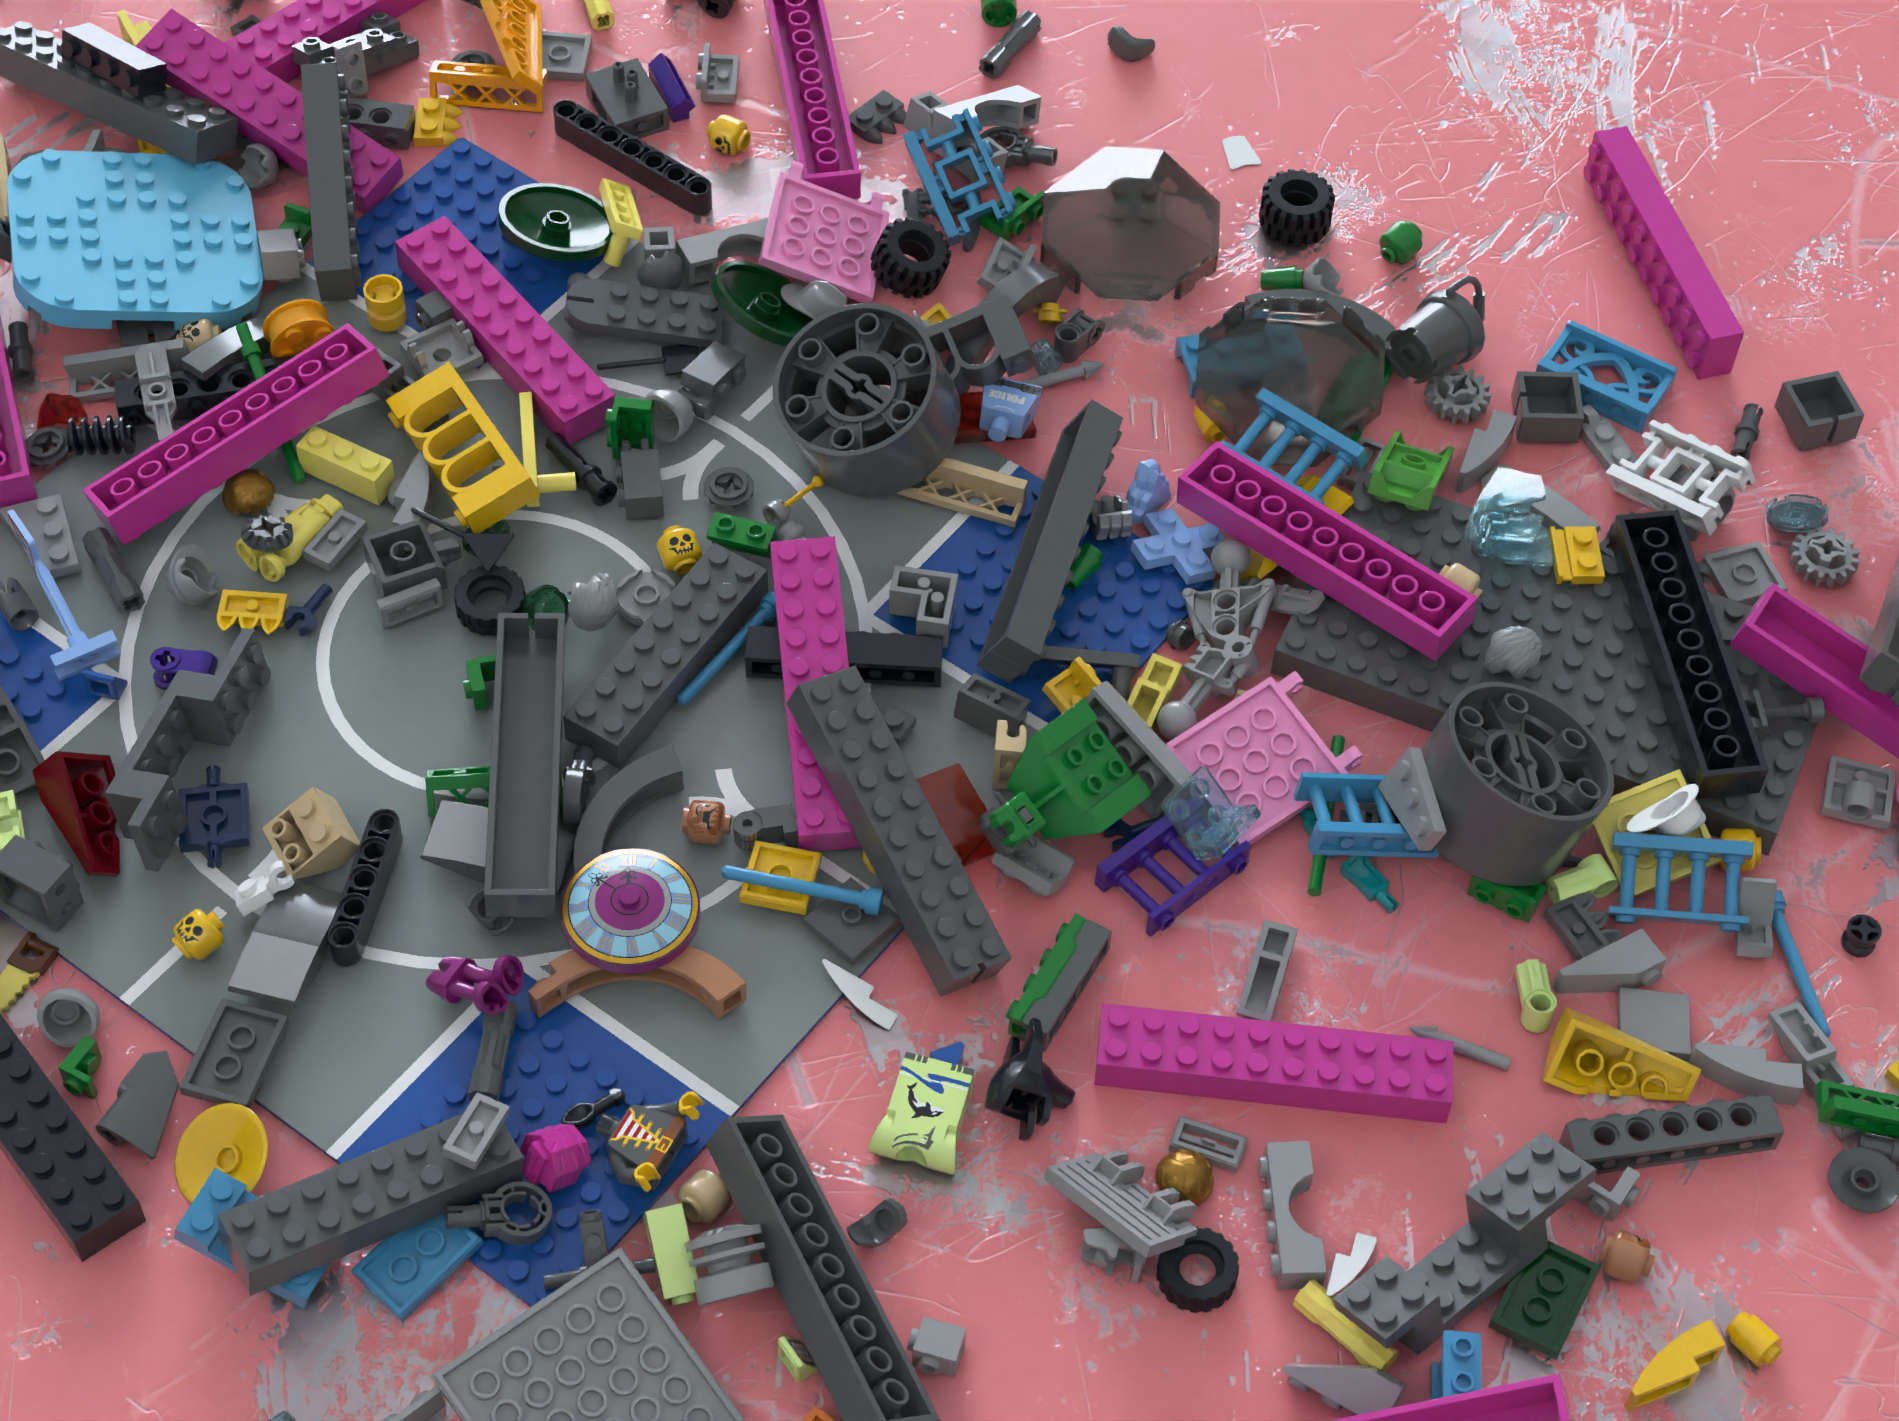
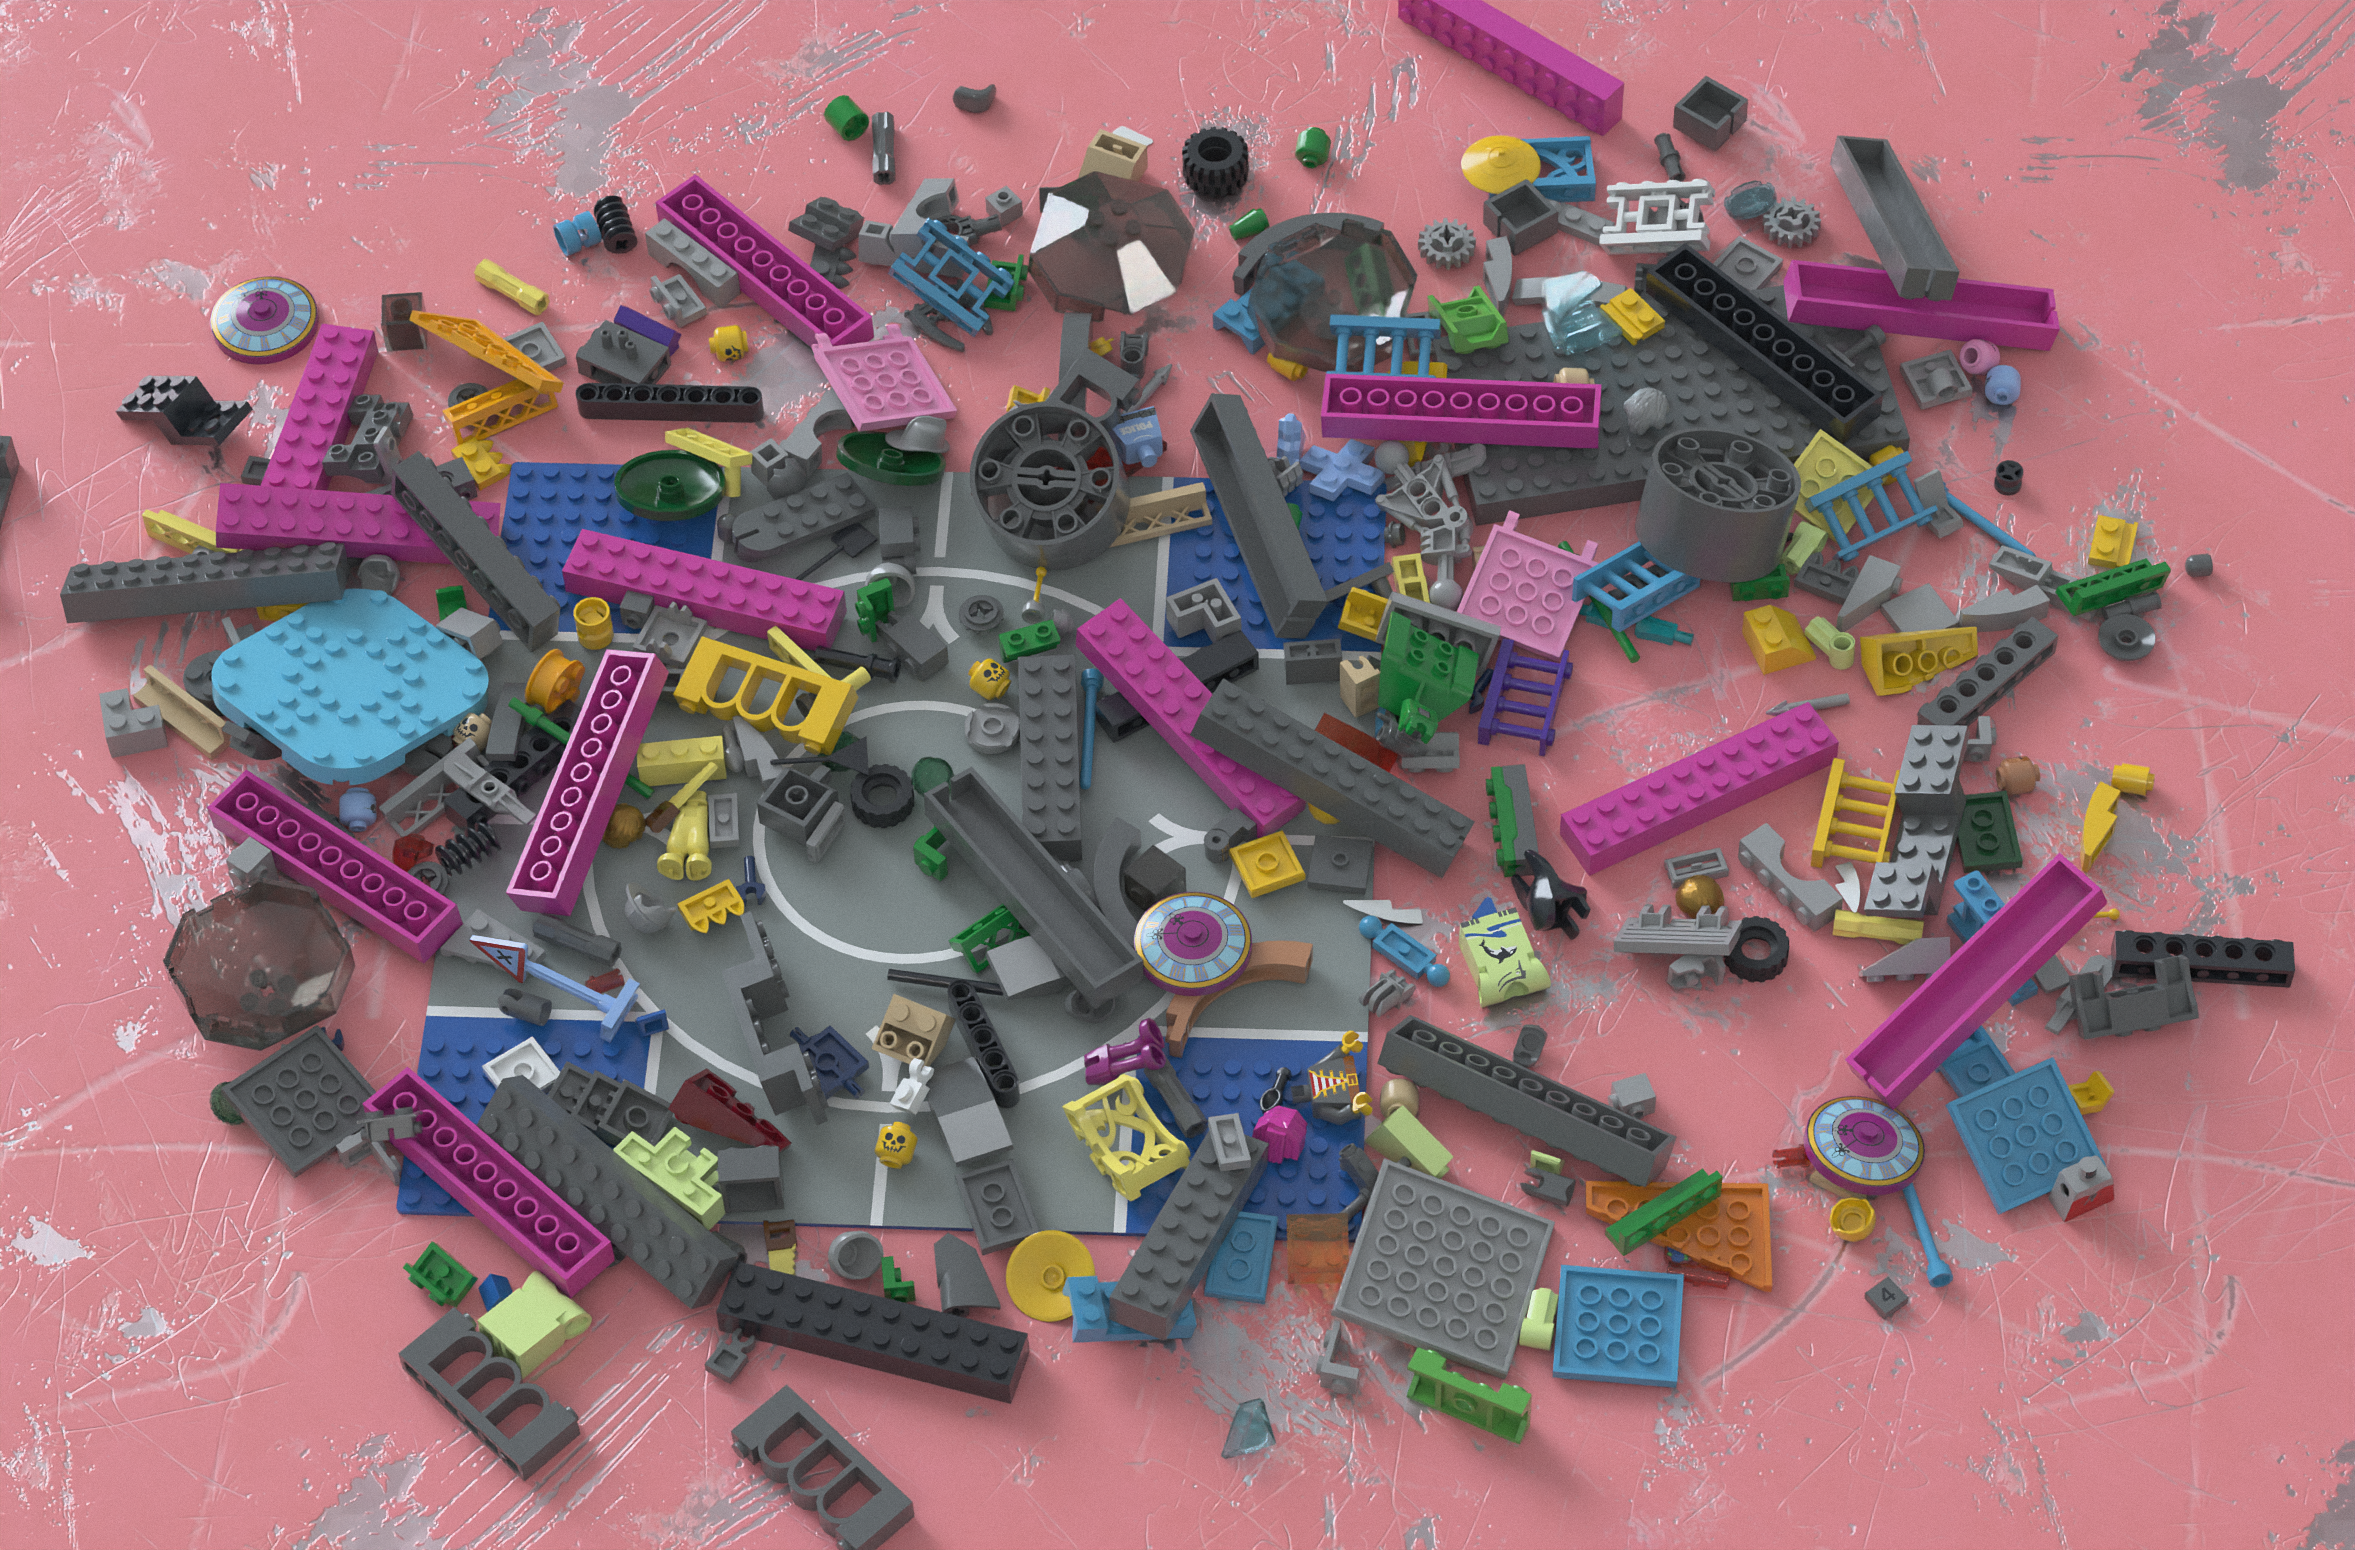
camera: 30 degrees left, 0 degrees up
(51, 349) = (357, 809): none -> light blue head
(98, 623) = (605, 981): none -> clear red pin
(114, 59) = (205, 551): black brick -> none
(181, 659) = (703, 975): dark purple piece -> none
(257, 538) = (683, 848): dark grey gear -> none
(296, 499) = (668, 810): none -> piece
(381, 1107) = (1131, 1177): none -> light yellow fence
(385, 802) = (941, 981): none -> black bar
(486, 1294) = (1317, 1248): none -> clear orange piece
(491, 1215) = (1273, 1195): dark grey pin -> none
(593, 602) = (965, 750): light grey hair -> none
(655, 824) = (1153, 878): none -> clear smoke head
(706, 822) = (1186, 853): nougat head -> none
(729, 1263) = (1465, 1124): light grey wheel -> none
(759, 52) = (713, 276): none -> light grey arch
(779, 1390) = (1551, 1186): none -> dark grey piece
(786, 1079) = (1386, 993): none -> light grey arm
(841, 1047) = (1404, 951): none -> dark azure plate
(868, 900) = (1347, 840): dark azure piece -> none
(898, 78) = (827, 224): none -> dark grey plate
(919, 242) = (963, 362): black tyre -> none
(1002, 261) = (1038, 330): light grey bracket -> none
(1072, 147) = (1005, 204): none -> light grey plate
(1205, 156) = (1115, 156): none -> tan slope
(1207, 816) = (1531, 651): clear light blue bracket -> none
(1267, 971) = (1644, 730): light grey slope -> none
(1321, 277) = (1278, 208): light grey hair -> none
(1380, 1184) = (1835, 802): none -> yellow fence
(1414, 799) = (1666, 551): light grey wing -> none
(1439, 333) = (1409, 201): dark grey piece -> none
(1481, 958) = (1776, 639): none -> yellow slope
(1566, 346) = (1500, 163): none -> yellow hat
(1672, 816) = (1837, 464): white piece -> none

